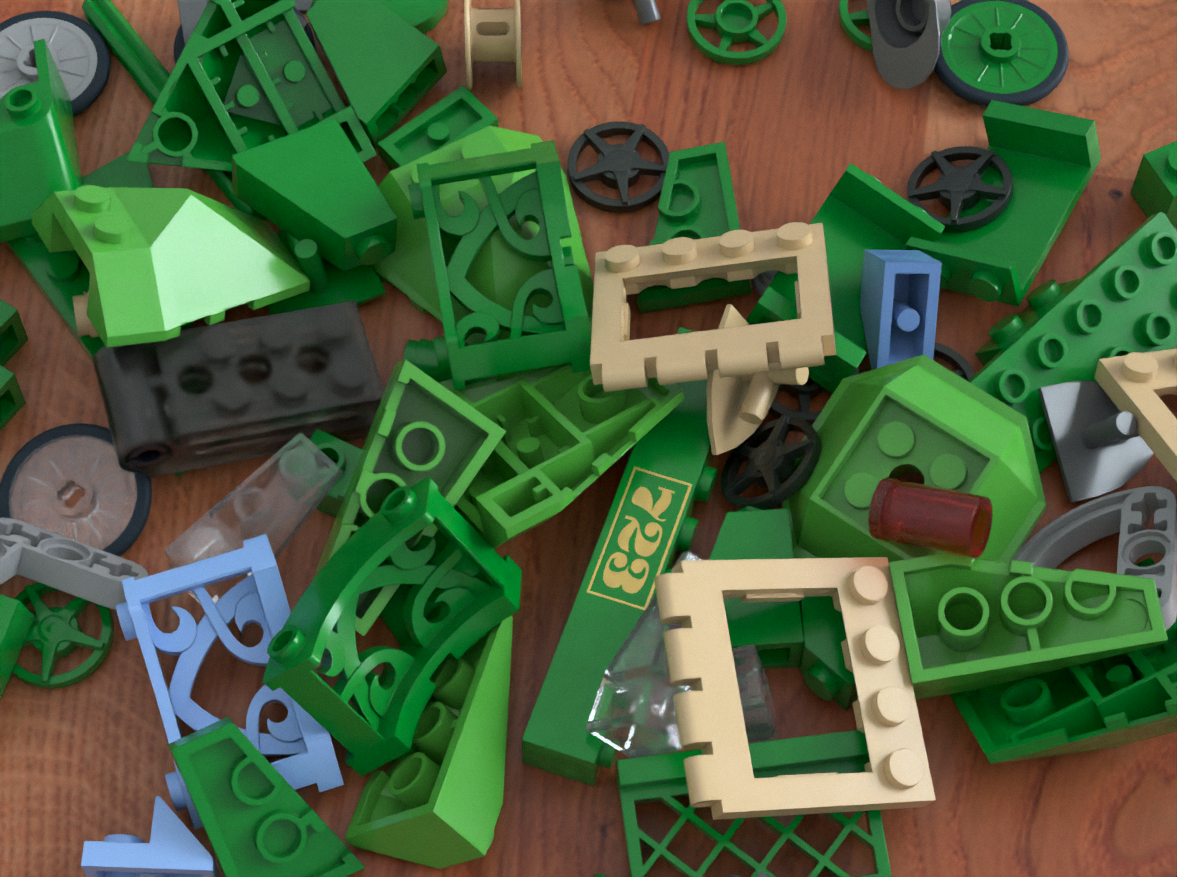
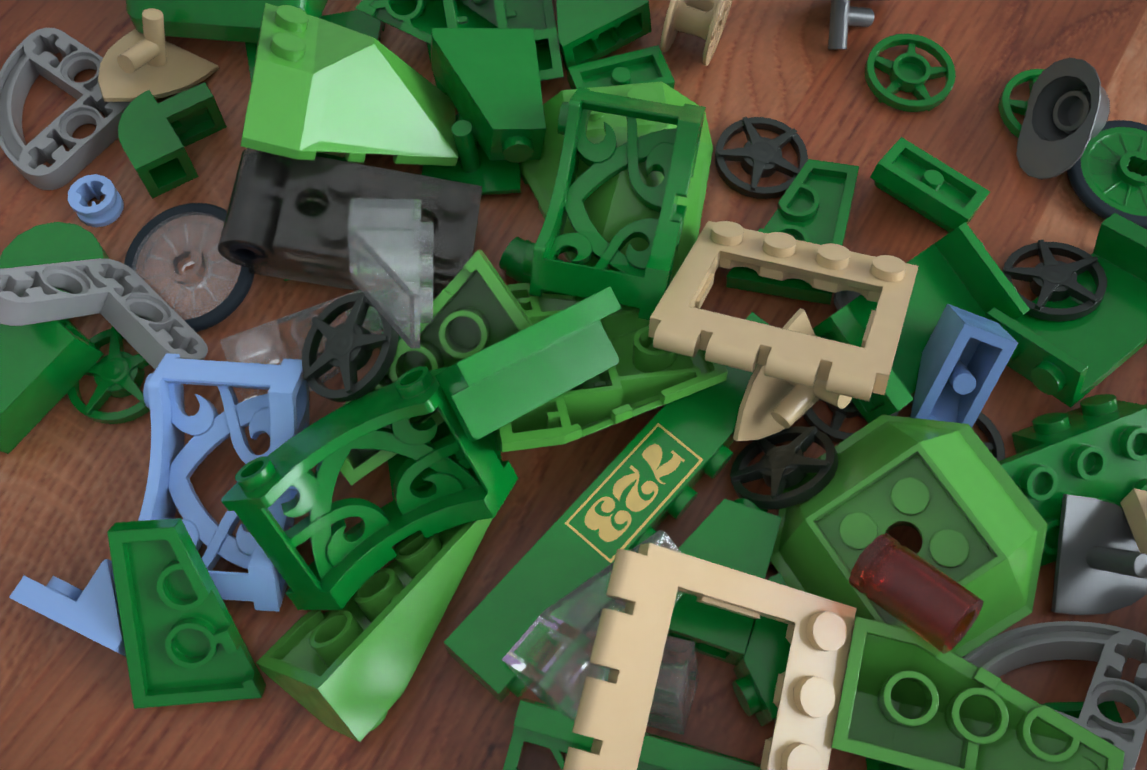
camera: 20 degrees right, 5 degrees up
(310, 501) = (347, 348): none -> pearl dark grey wheel
(321, 405) = (393, 261): none -> clear slope
(502, 449) = (531, 366): none -> green panel
(801, 137) = (928, 186): none -> green panel

